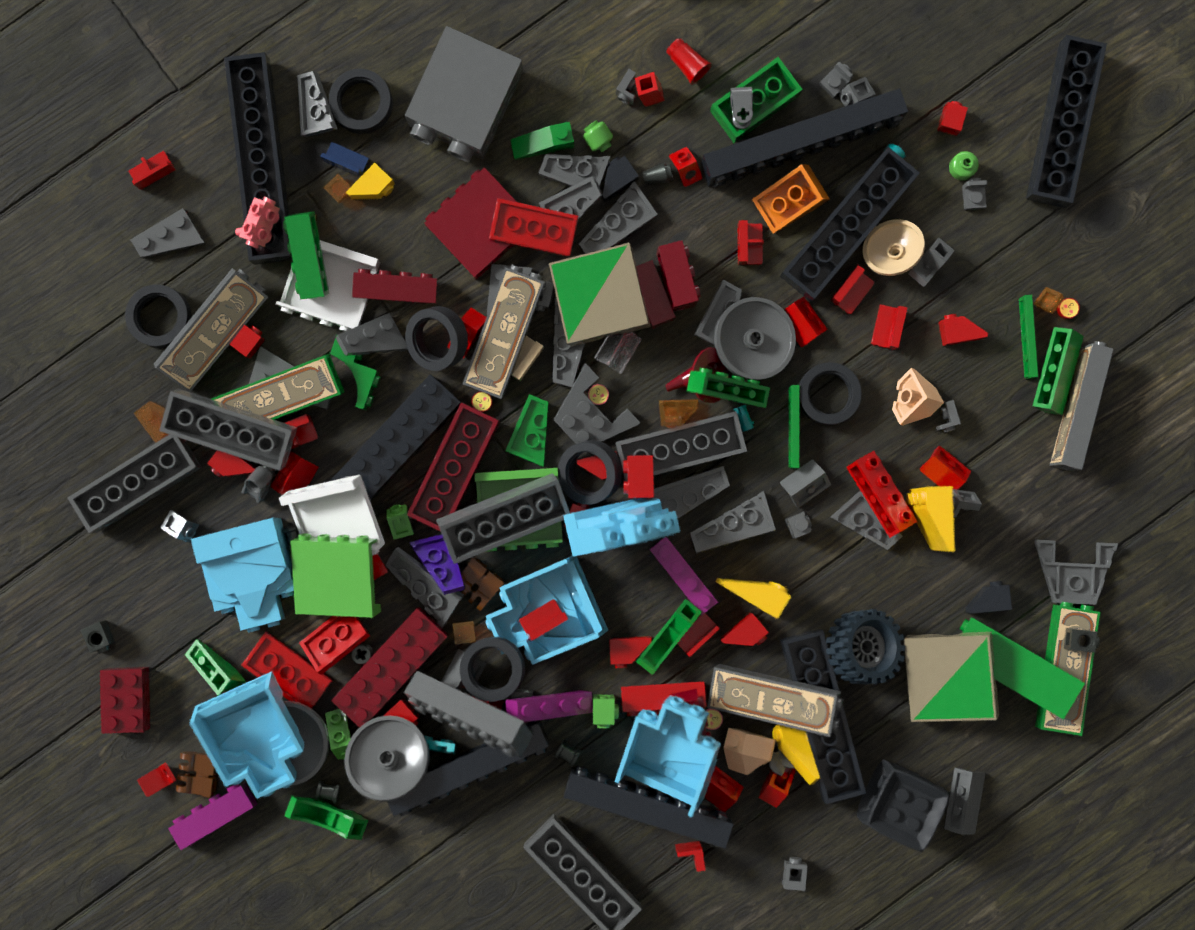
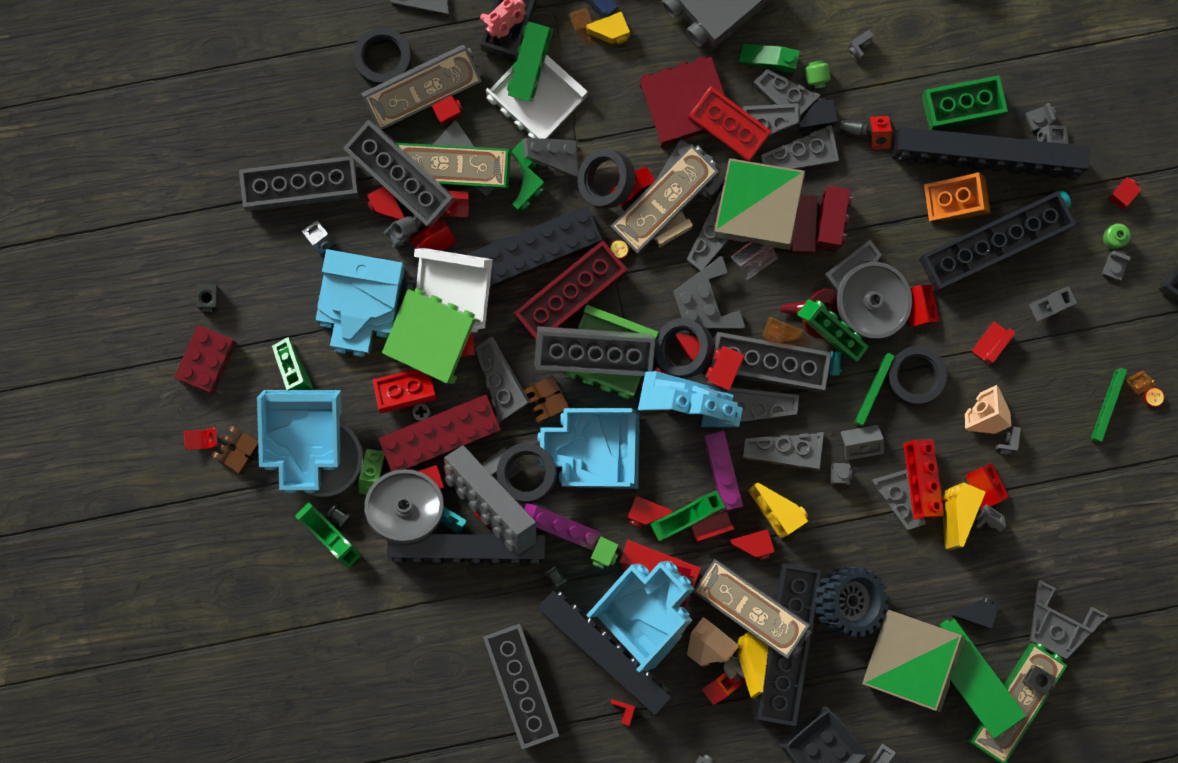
camera: 25 degrees right, 5 degrees down
(151, 418) = (337, 138): clear orange wing -> none
(212, 816) = (232, 491): magenta brick -> none
(293, 673) = (356, 404): red tile -> none
(394, 287) = (590, 121): dark red brick -> none
(399, 521) = (504, 317): bright green bracket -> none
(437, 561) = (521, 365): dark purple wing -> none
(464, 632) = (515, 434): clear orange plate -> none
(530, 432) = (648, 293): green wing -> none
(542, 619) = (587, 453): red panel -> none
(598, 394) = (720, 287): light yellow tile -> none
(649, 89) = (878, 54): red brick -> none
(688, 61) = (922, 46): red plant -> none
(714, 719) = (694, 605): light yellow tile -> none
(723, 790) = (673, 669): red panel -> none
(741, 103) = (950, 100): dark grey piece -> none
(750, 243) = (905, 220): red panel -> none
(852, 290) = (975, 298): red panel -> none
(893, 238) = (1026, 277): tan dish -> none
(959, 330) = (1052, 373): red slope -> none
(1058, 370) = (1121, 444): green brick -> none
(1081, 407) = (1127, 483): dark grey brick -> none

